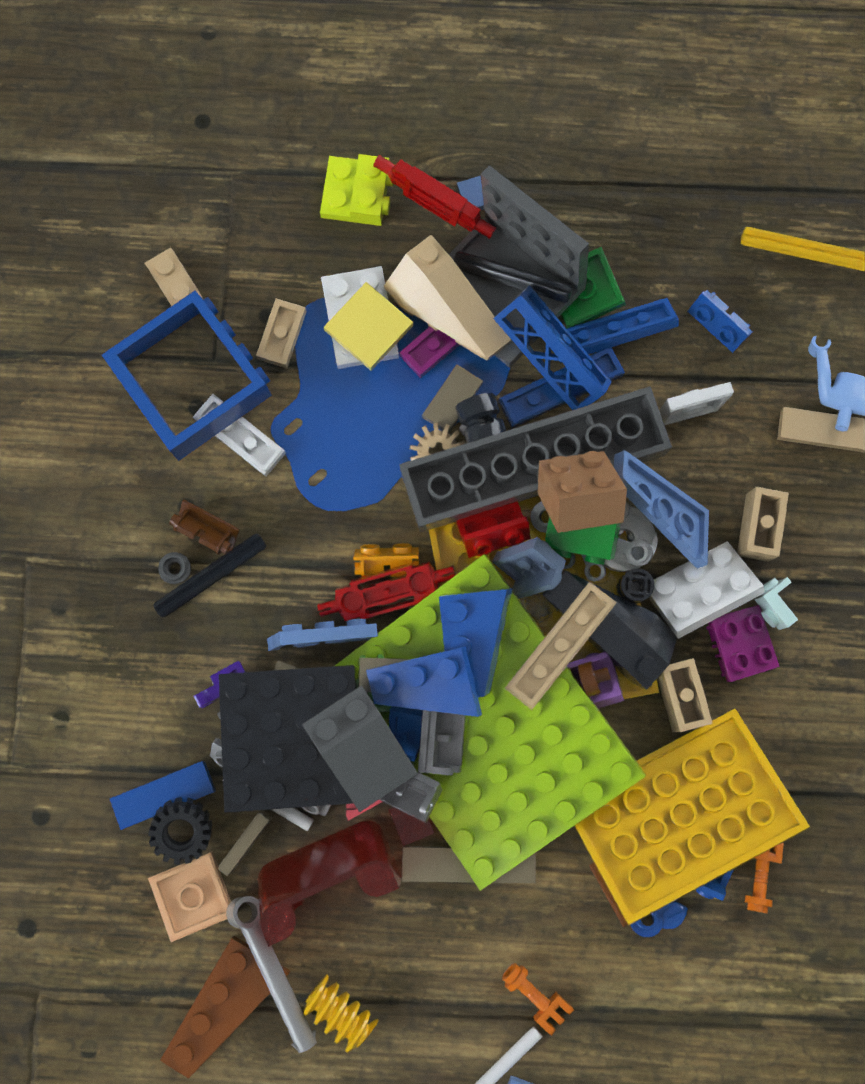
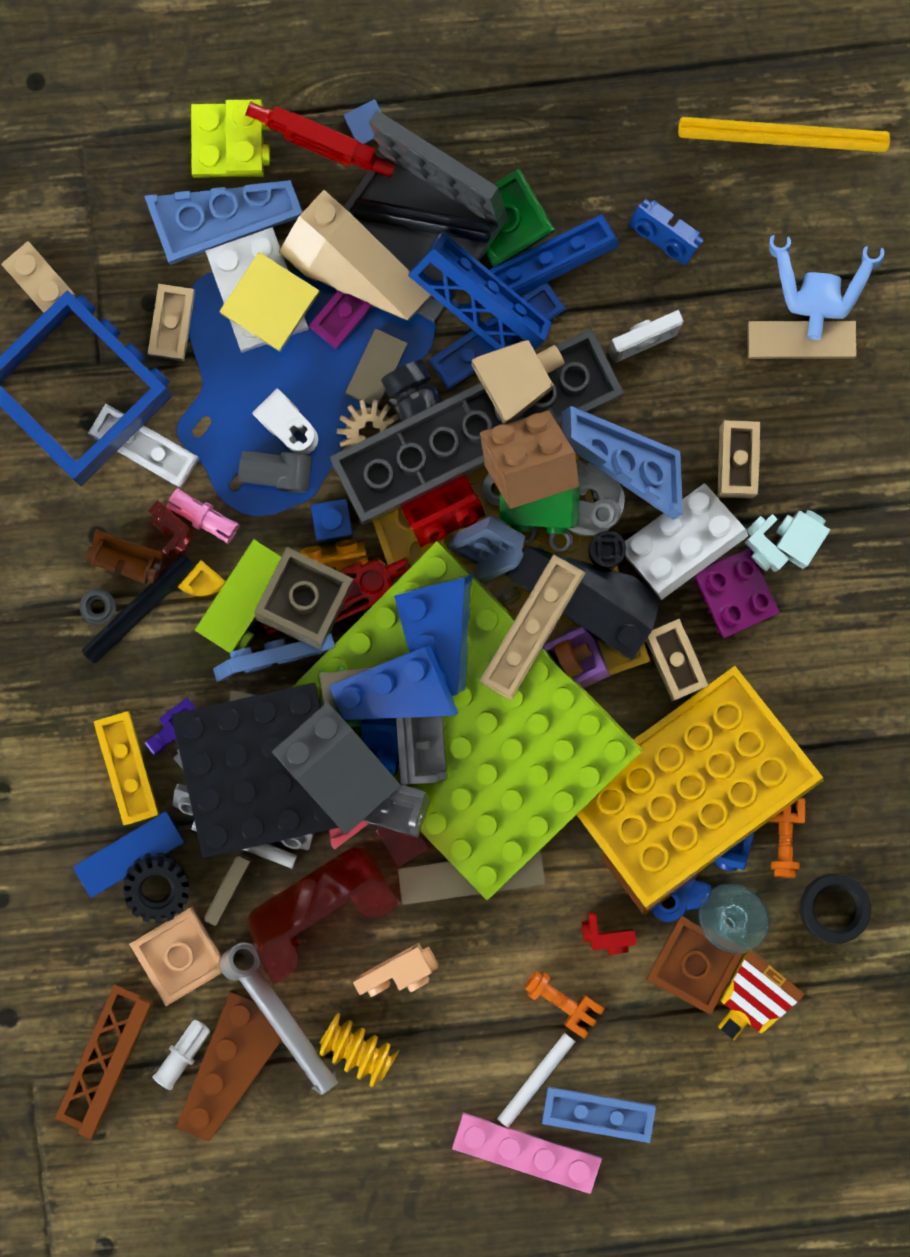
camera: 10 degrees left, 5 degrees up
(111, 994) = (116, 1065): none -> dark orange fence
(174, 716) = (126, 768): none -> yellow plate
(177, 991) = (181, 1054): none -> white axle
(248, 503) = (167, 523): none -> clear red bracket
(271, 560) = (202, 581): none -> yellow tile
(280, 502) = (202, 516): none -> bright pink pin
(305, 580) = (232, 611): none -> lime brick
(323, 252) = (211, 218): none -> medium blue wing
(356, 587) = (303, 598): none -> dark tan brick
(359, 475) = (285, 471): none -> dark grey piece
(364, 431) = (283, 420): none -> white piece
(393, 524) = (332, 521): none -> blue brick
(396, 944) = (407, 969): none -> light nougat plate
(578, 417) = (516, 377): none -> tan torso
(591, 946) = (614, 941): none -> red bracket
(663, 982) = (693, 966): none -> dark orange plate
(717, 941) = (745, 912): none -> clear light blue dish
(717, 1021) = (756, 996): none -> torso
(810, 602) = (801, 537): none -> light aqua brick
(824, 961) = (861, 898): none -> black tyre

